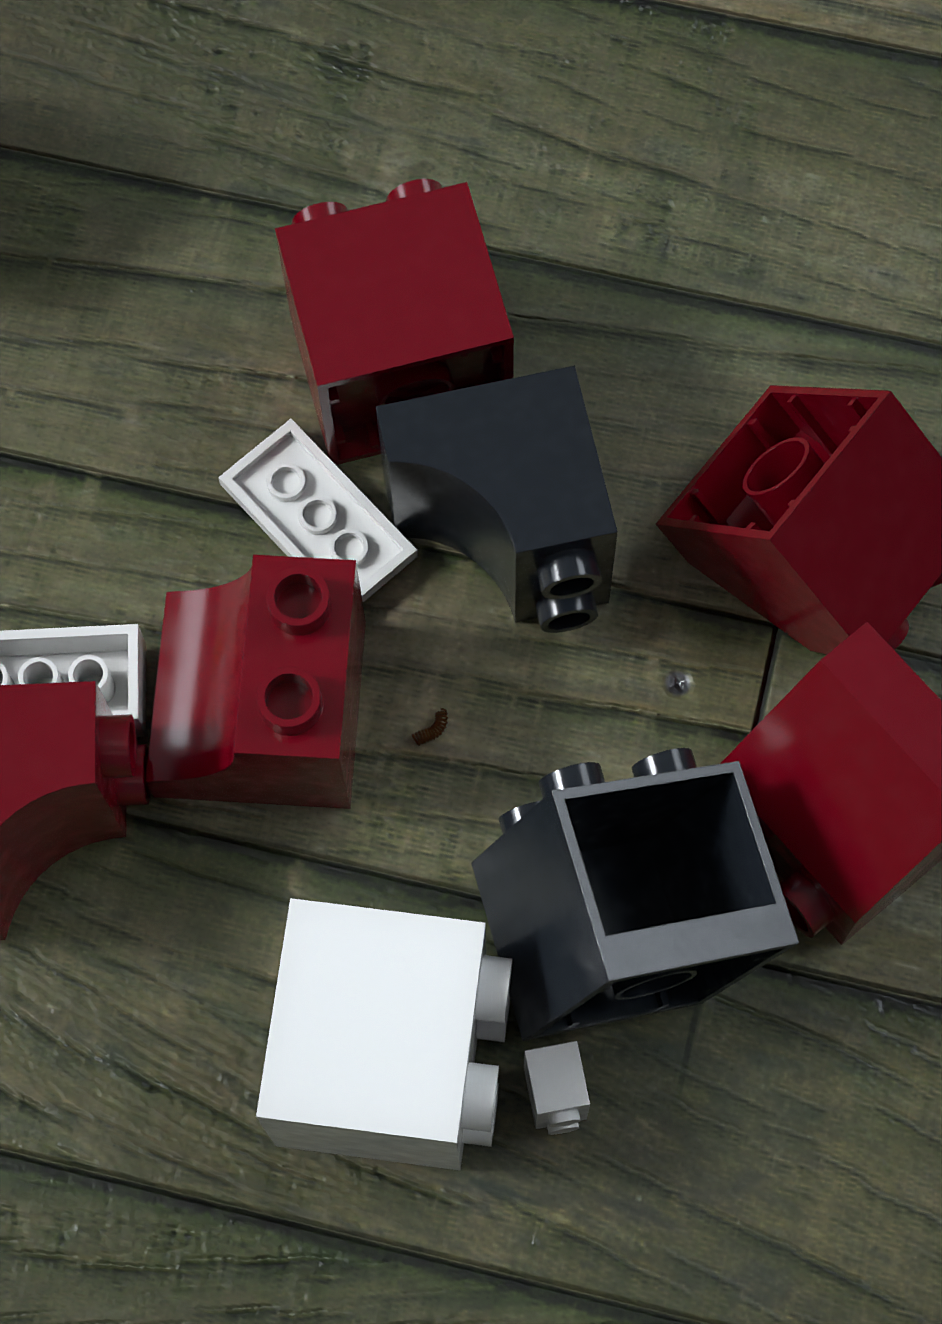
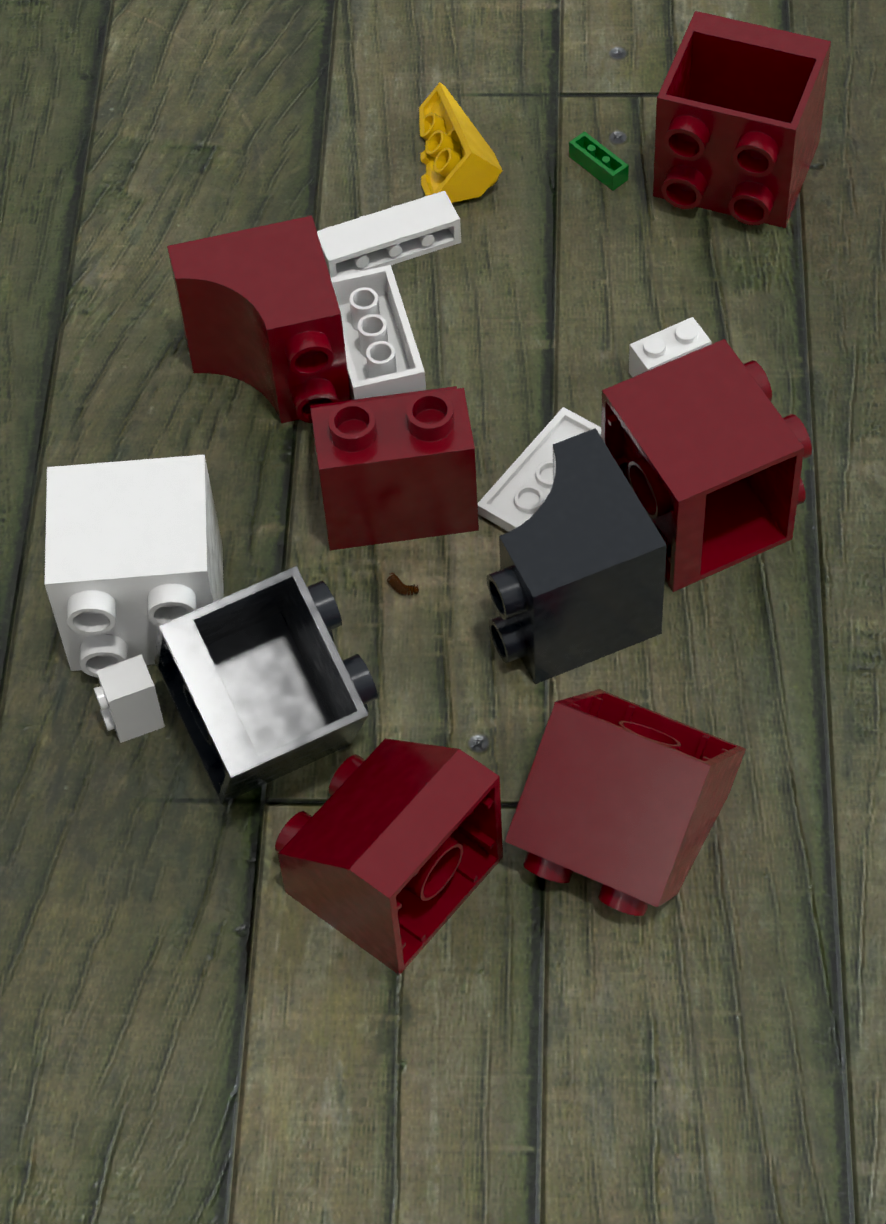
camera: 80 degrees right, 15 degrees down
(174, 336) = (666, 346): none -> white brick

